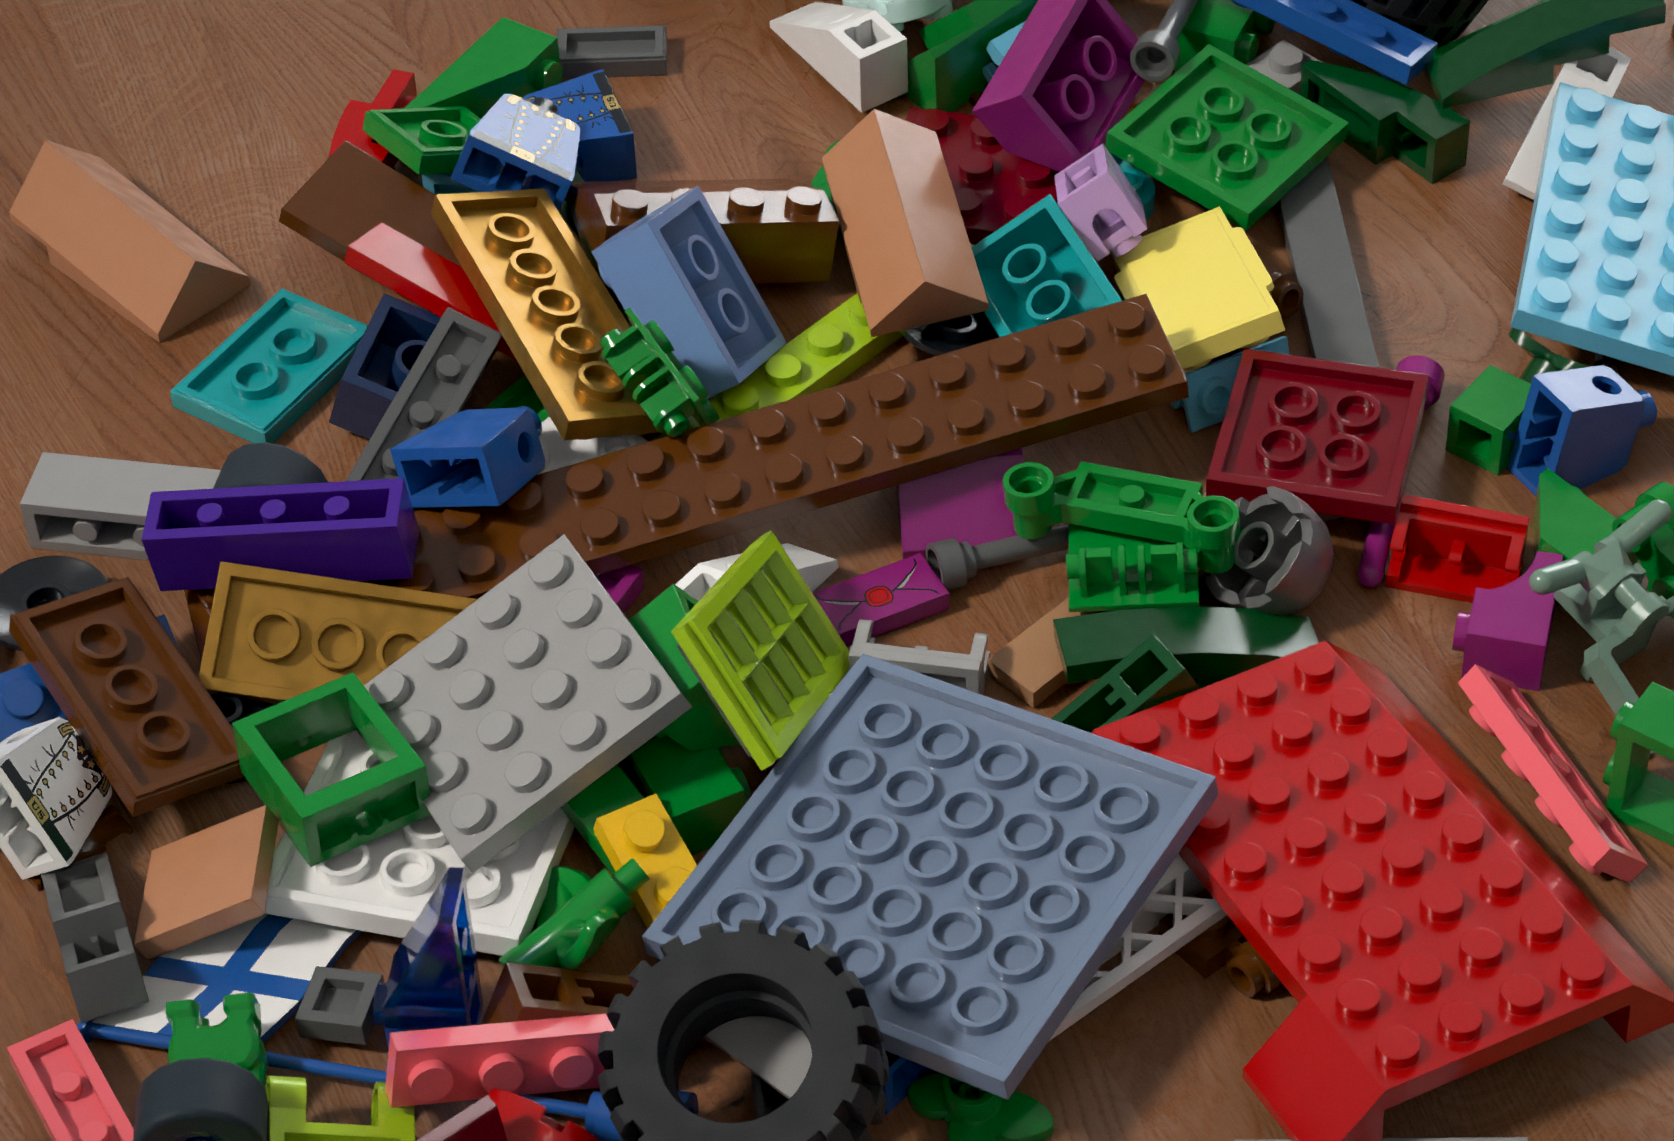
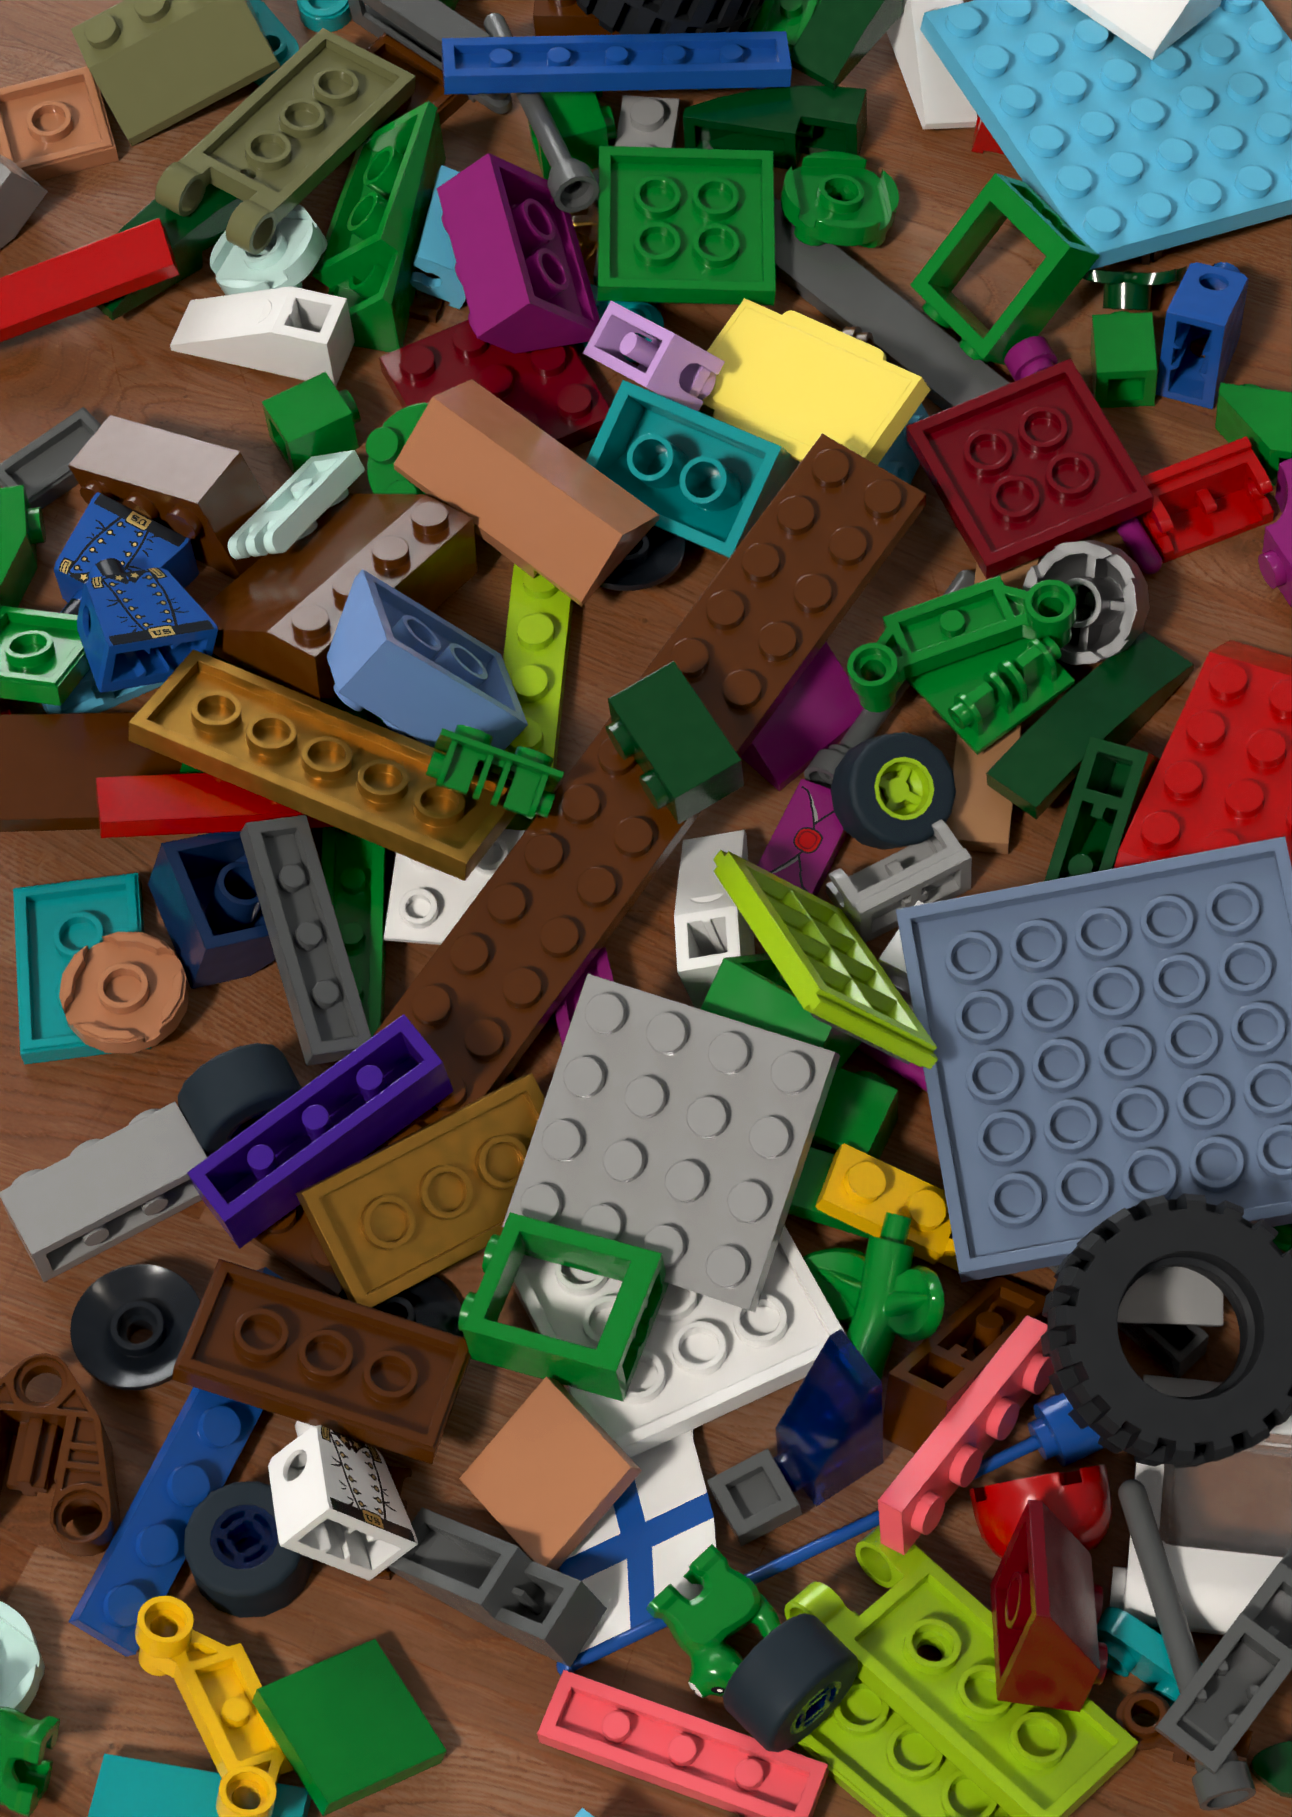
camera: 35 degrees left, 15 degrees up
(276, 392) = (124, 992): none -> nougat tile
(488, 455) = (401, 949): blue torso -> none
(666, 106) = (174, 481): none -> reddish brown wedge
(728, 161) = (297, 505): none -> light aqua hinge
(803, 430) = (674, 743): none -> dark green brick
(809, 117) = (311, 420): none -> green brick
(966, 571) = (914, 781): none -> black wheel
(1348, 190) = (861, 216): none -> green plate
(1491, 301) = (1043, 294): none -> green window

